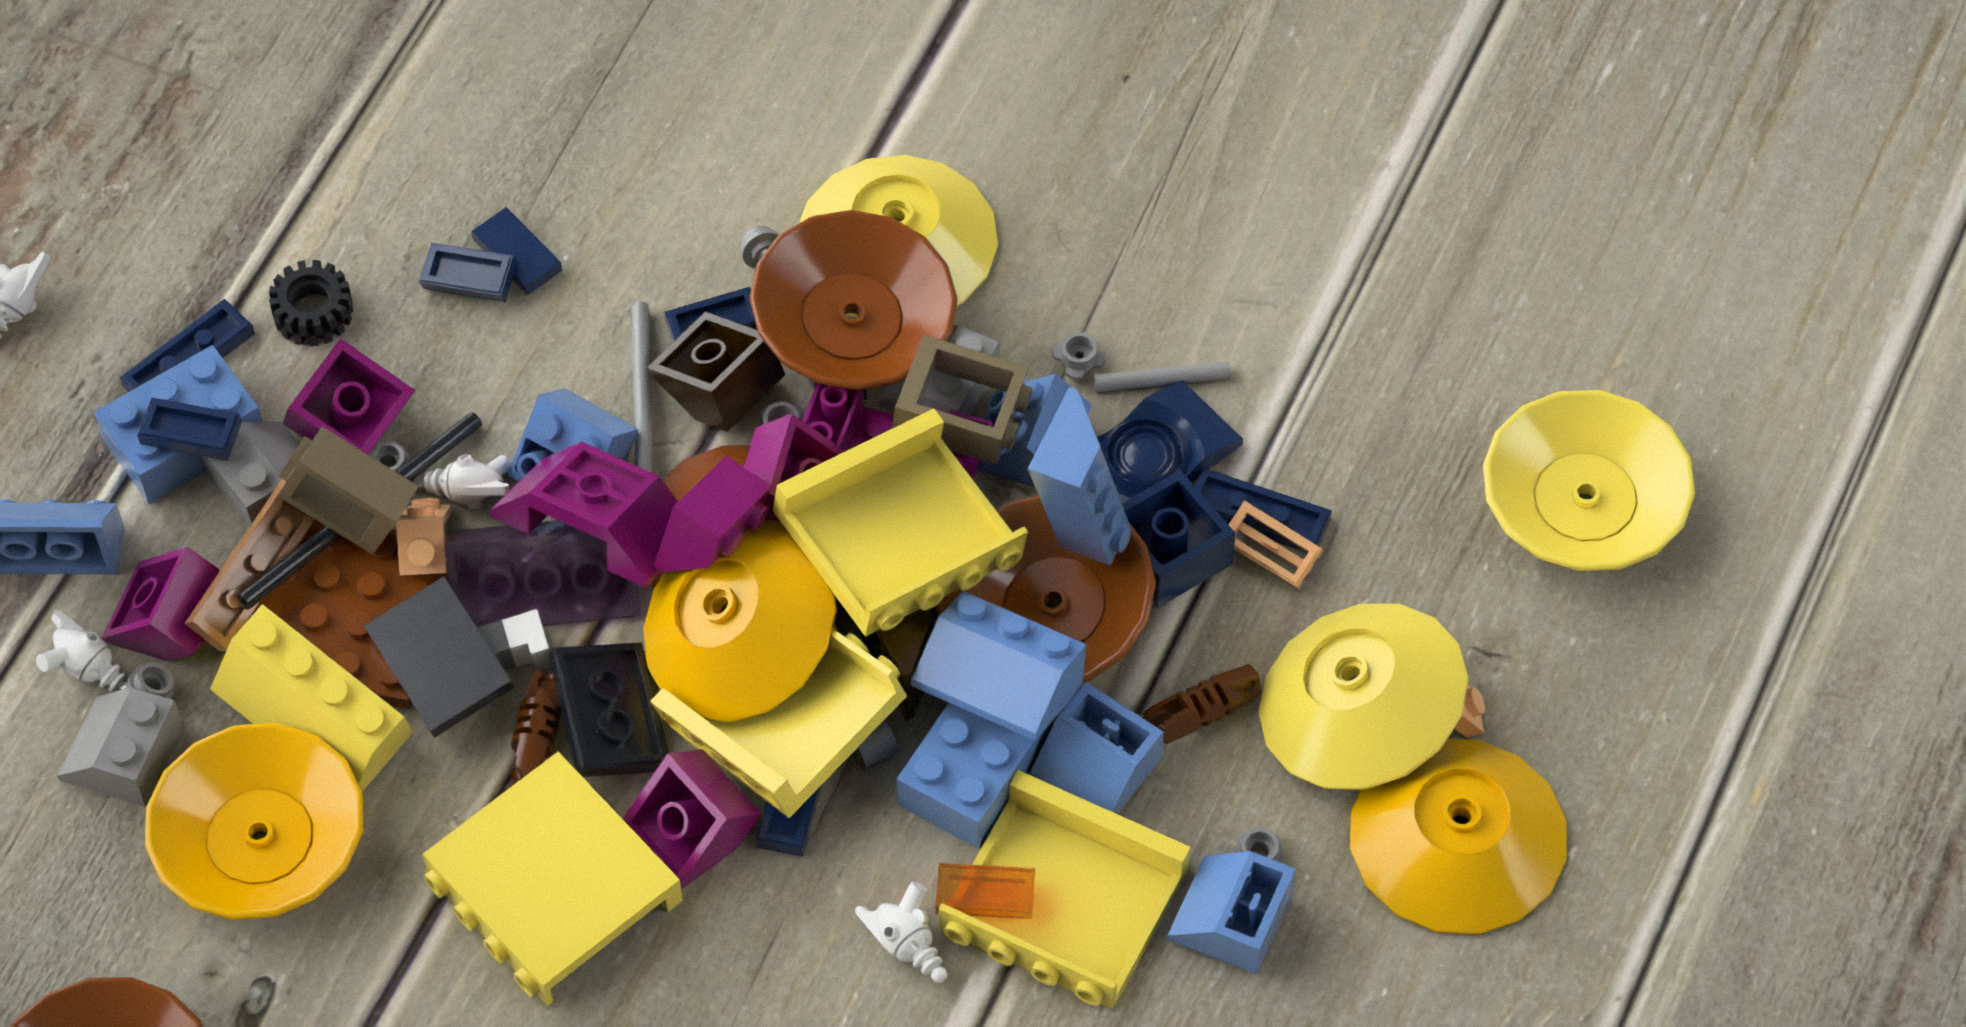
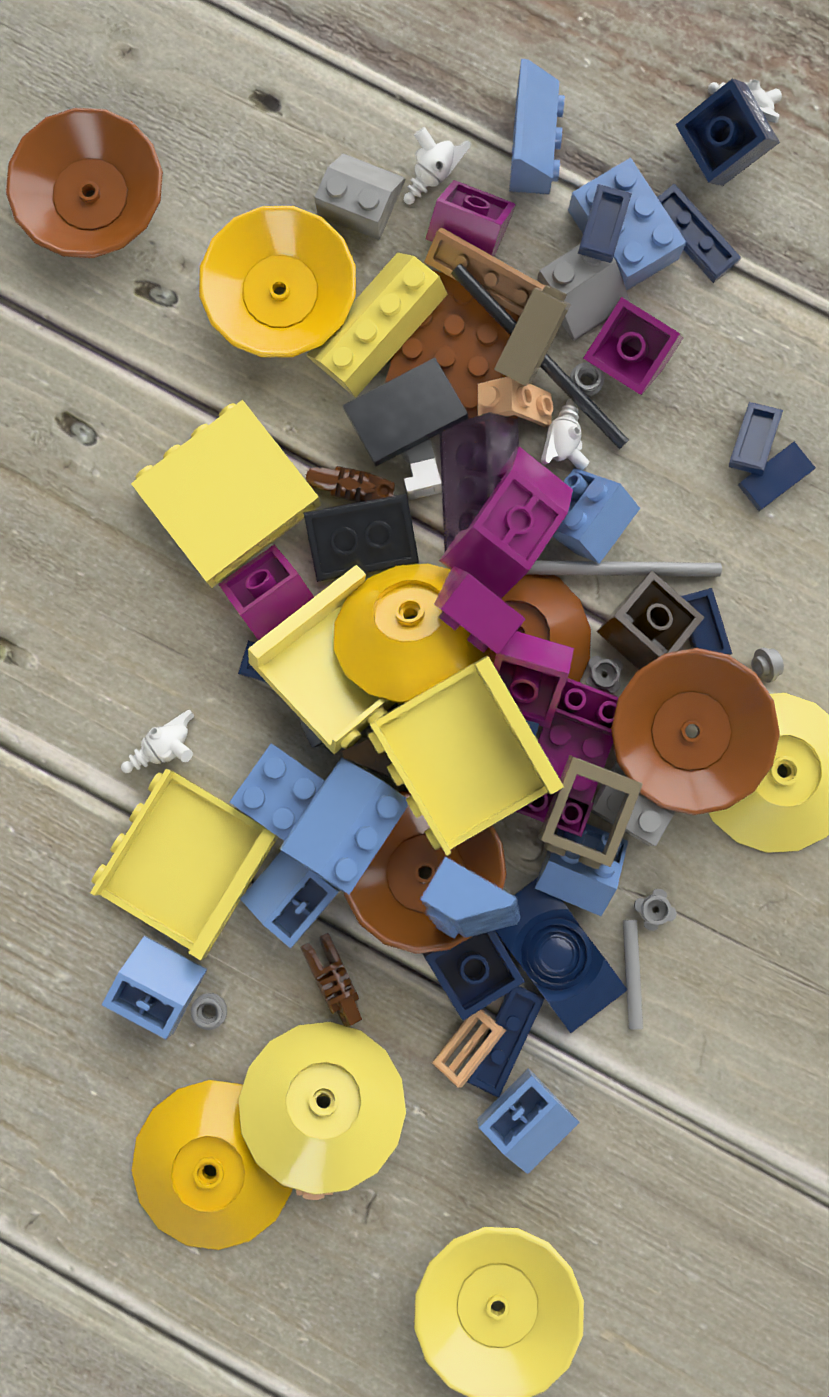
camera: 95 degrees right, 25 degrees up
(64, 307) = (727, 132): none -> dark blue brick
(152, 679) = (417, 213): light grey plate -> none
(307, 282) = (747, 307): black tyre -> none
(986, 890) = (186, 804): clear orange tile -> none
(1351, 474) = (527, 1122): none -> medium blue slope

